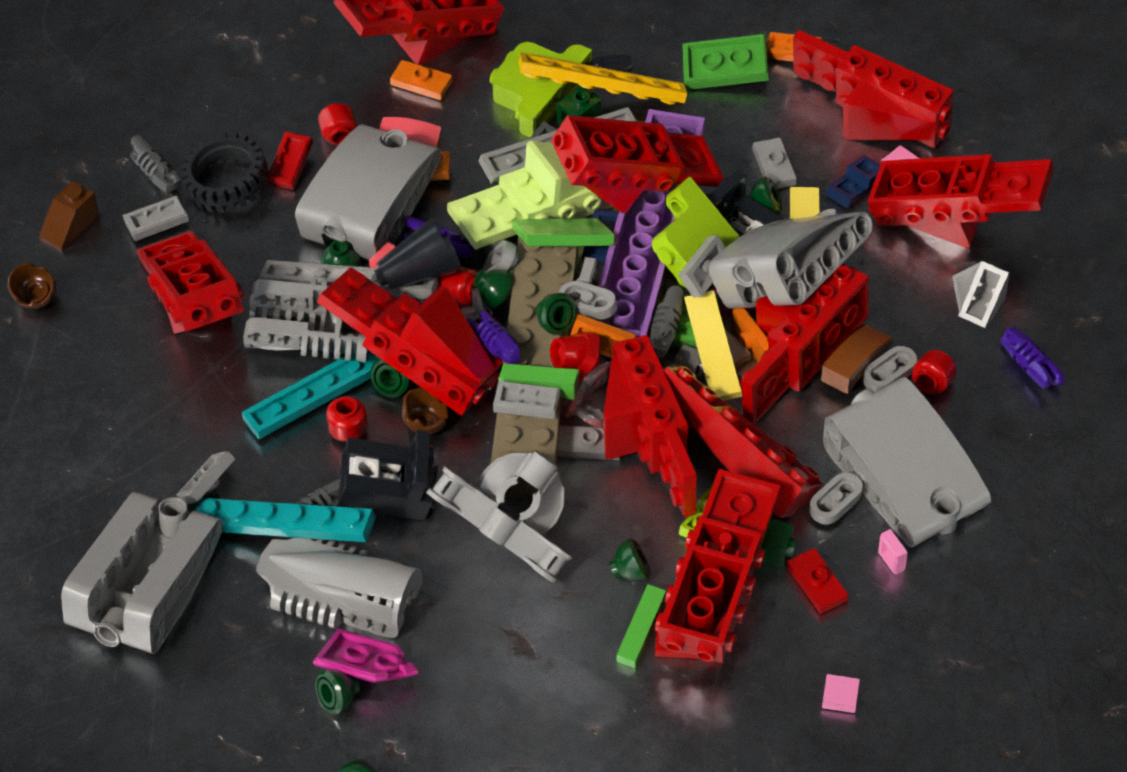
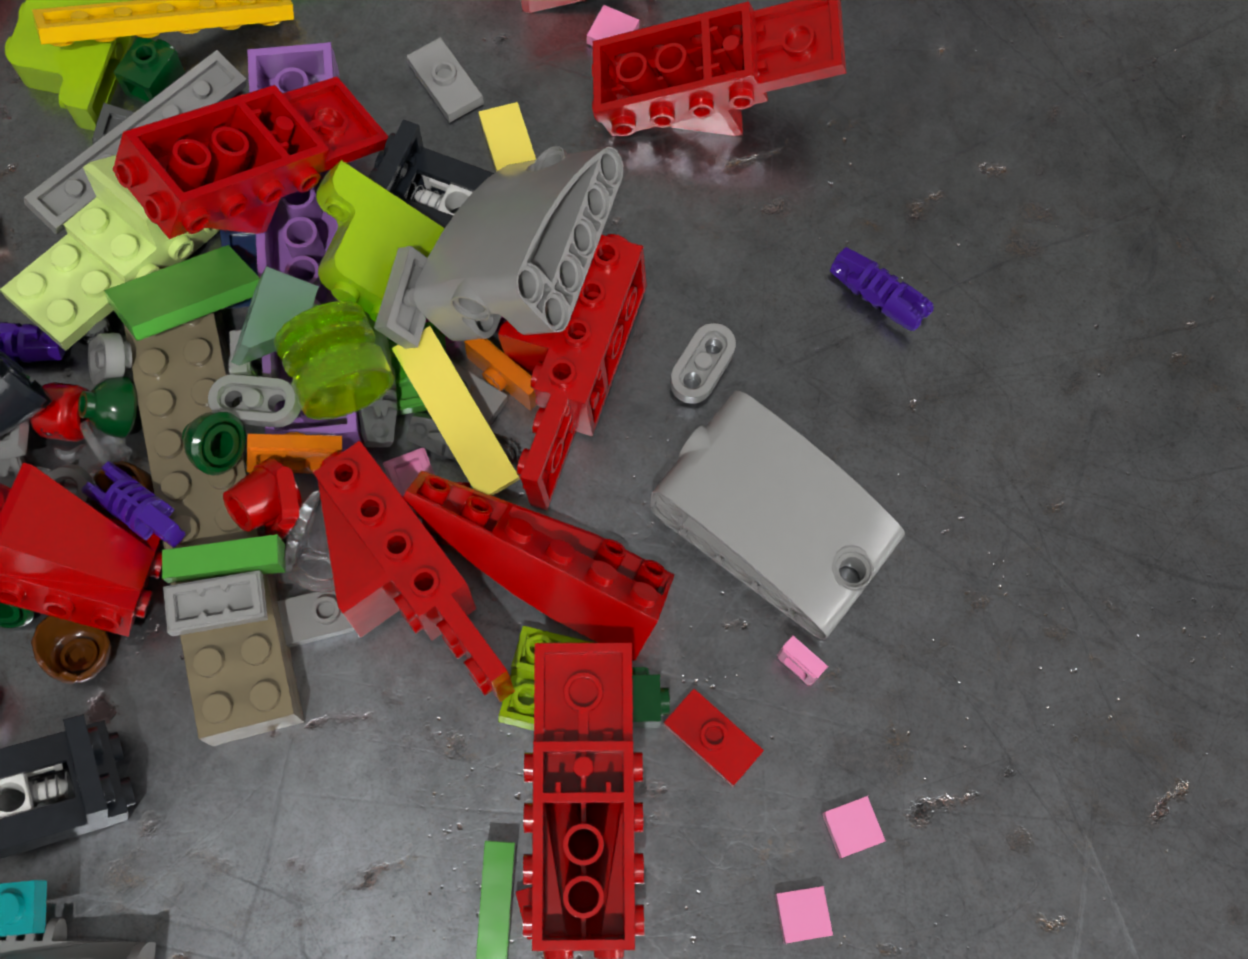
camera: 25 degrees left, 20 degrees up
(483, 507) = (240, 814): light grey piece -> none
(618, 255) = (273, 303): none -> sand green slope
(630, 562) = (448, 802): dark green brick -> none
(646, 286) = (333, 360): none -> clear neon green wheel
(767, 194) = (451, 137): dark green brick -> none
(833, 499) = (696, 597): light grey plate -> none
(852, 357) = (652, 360): dark orange slope -> none
(855, 183) = (563, 77): dark blue slope -> none
(893, 656) = (853, 827): none -> bright pink tile
(934, 372) = (763, 352): red head -> none
(980, 292) = (780, 205): light grey slope -> none

